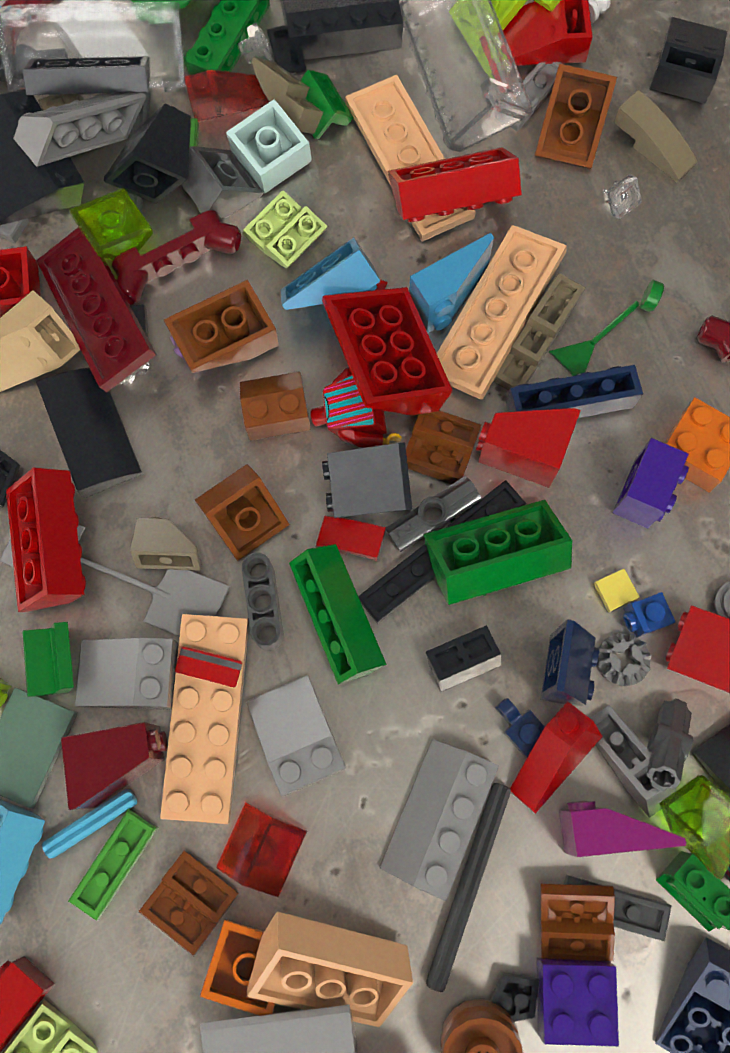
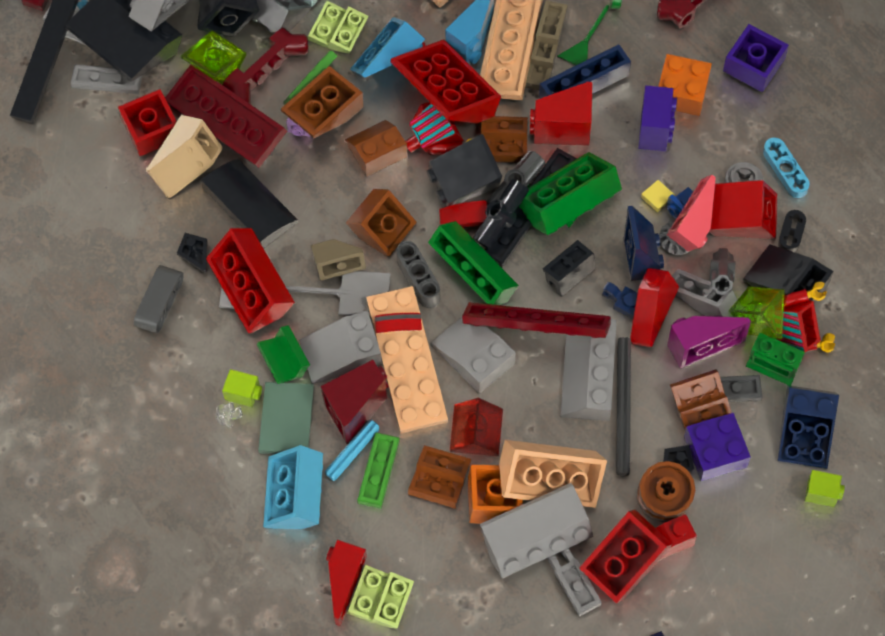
camera: 20 degrees left, 10 degrees down
(245, 273) = (318, 69): none -> bright green tile
(391, 733) = (537, 320): none -> dark red plate
(395, 556) = (500, 214): none -> black piece
(657, 649) = (695, 218): none -> coral slope

